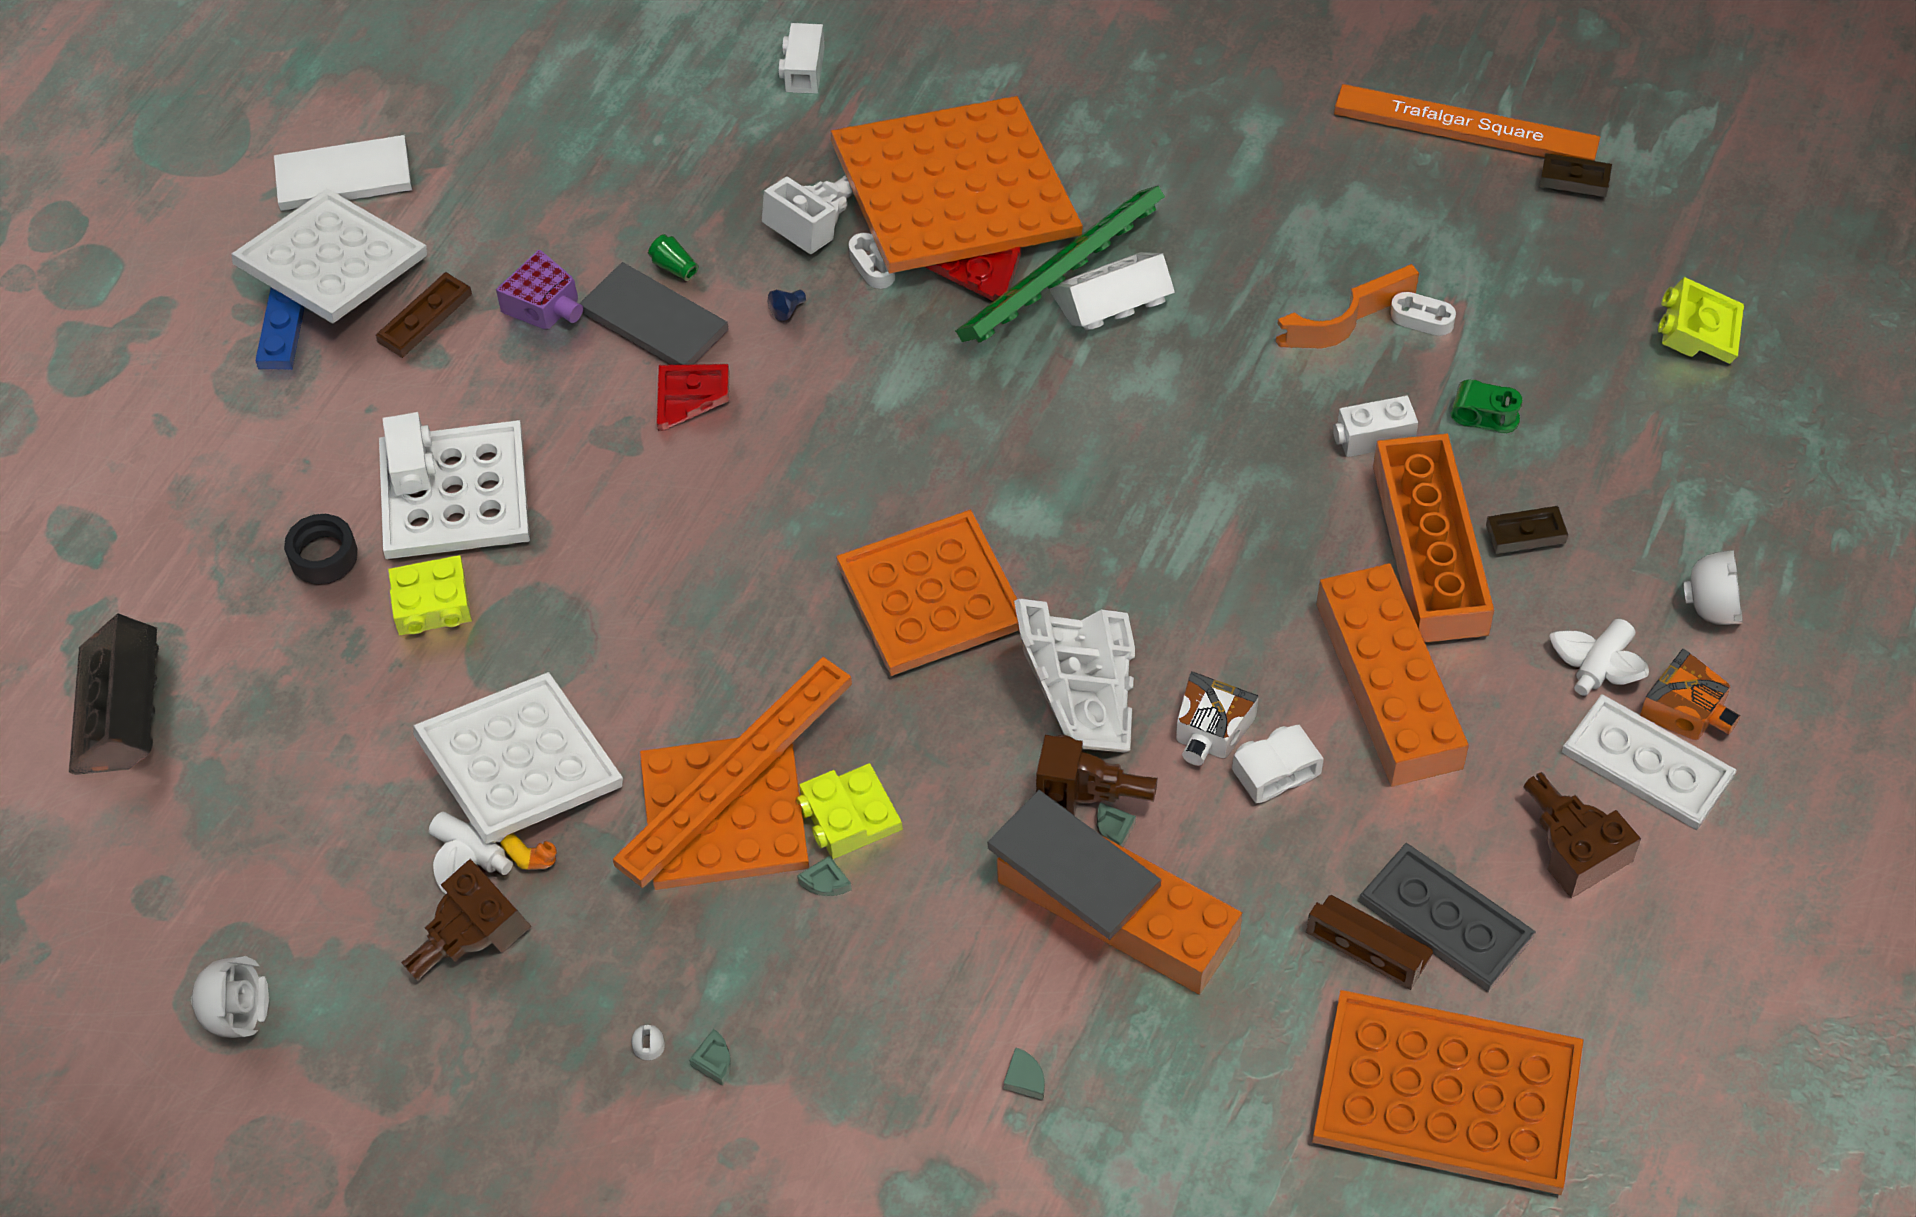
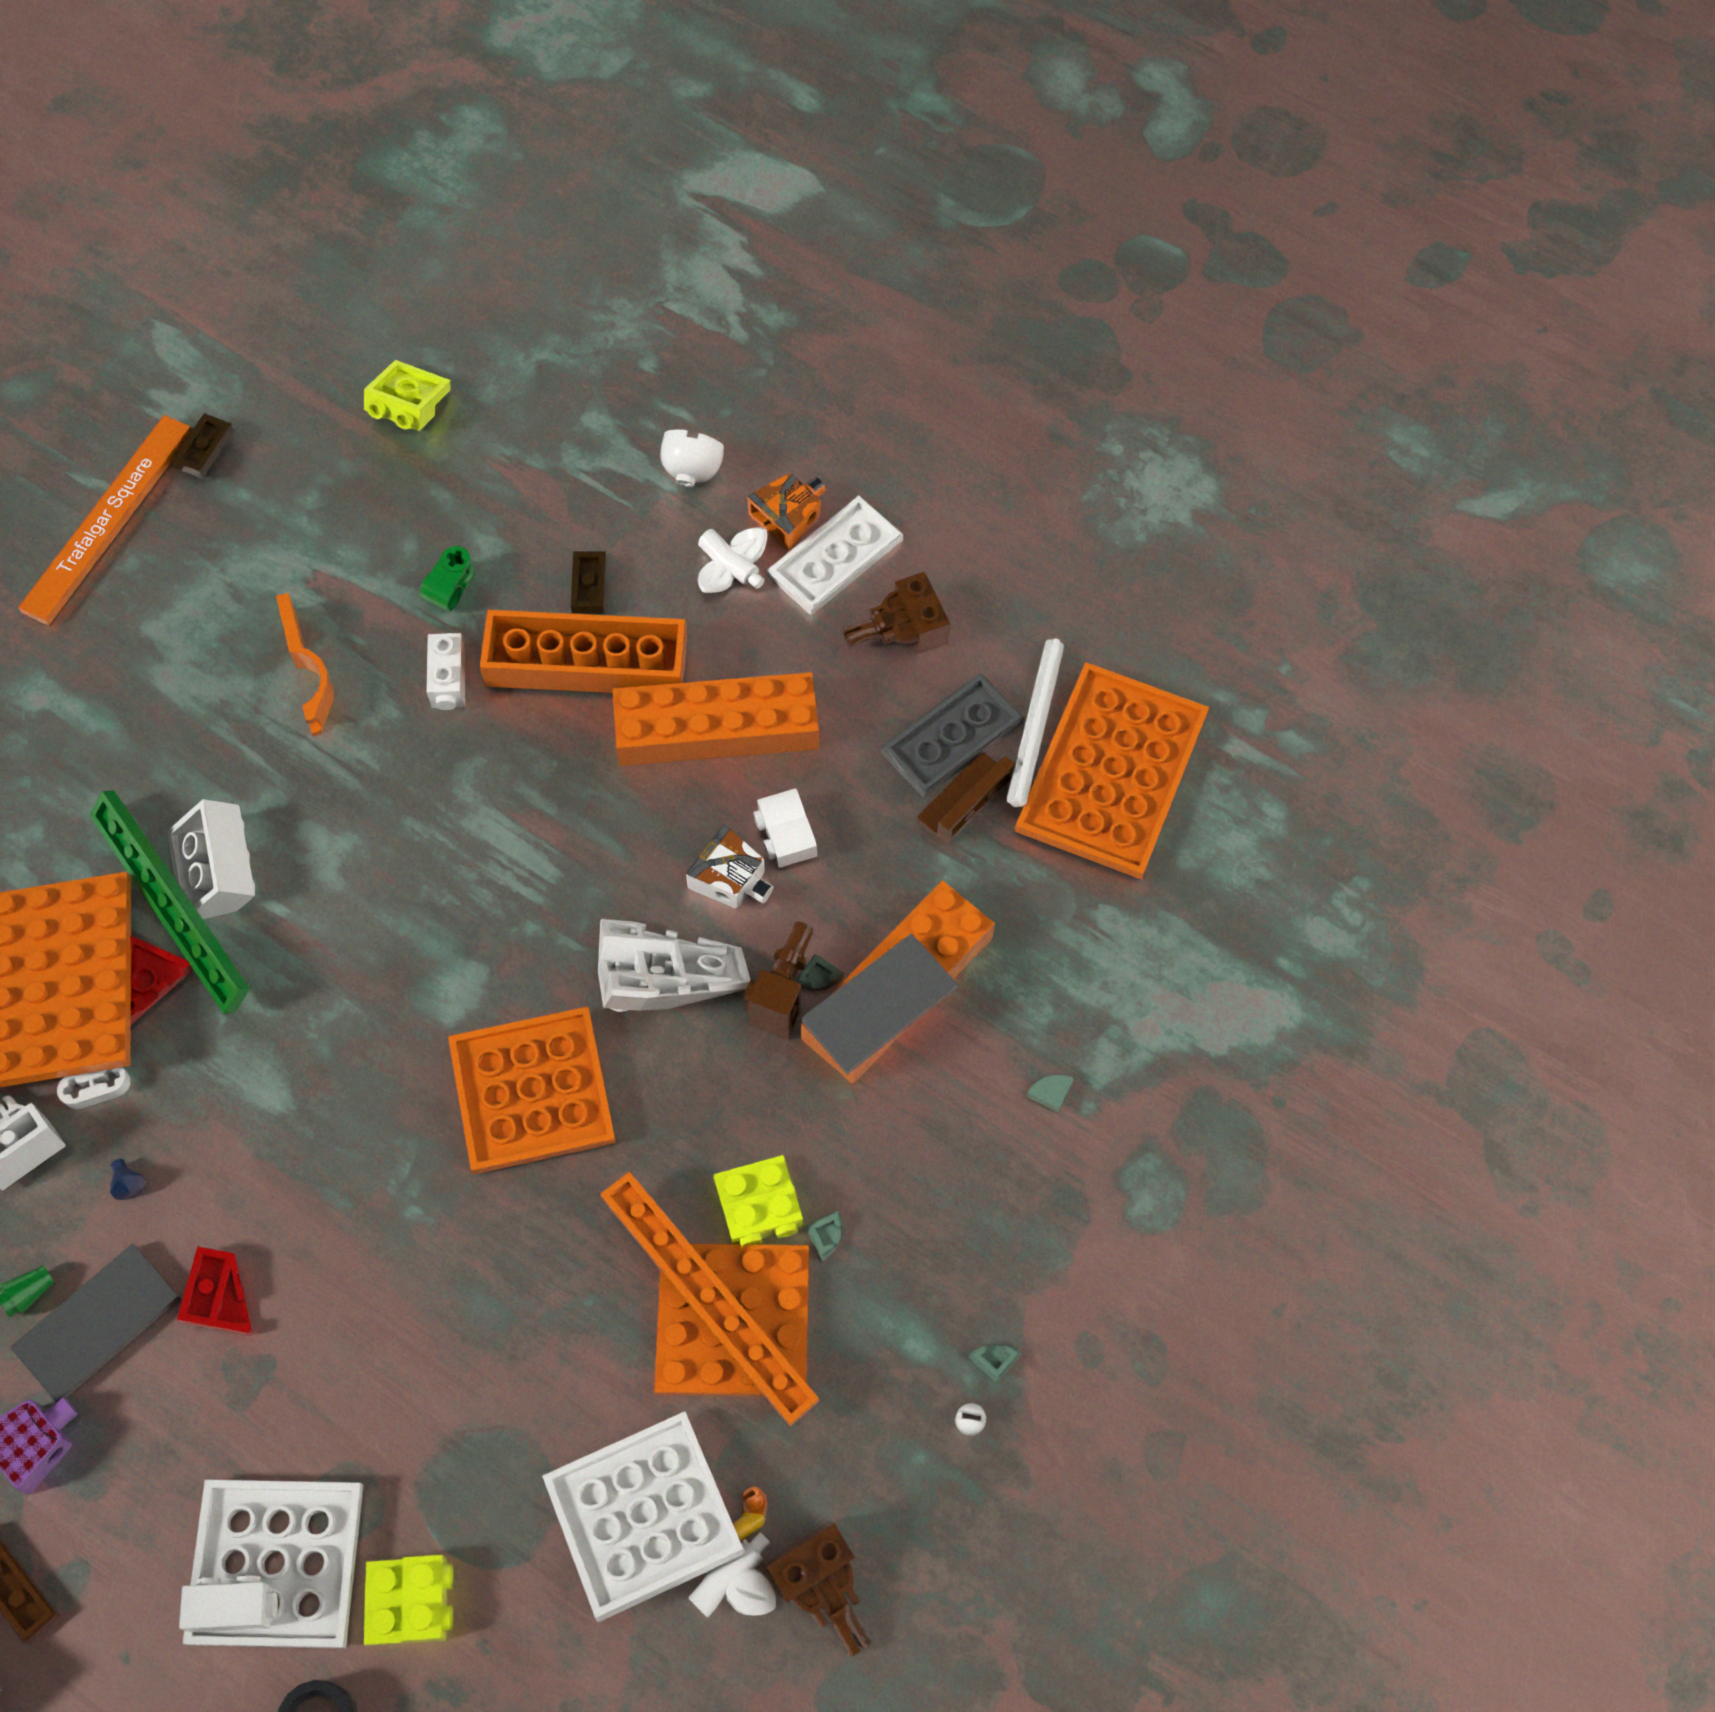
camera: 85 degrees left, 10 degrees up
(1423, 313) = (325, 607): white beam -> none
(1486, 996) = (1035, 723): none -> white axle

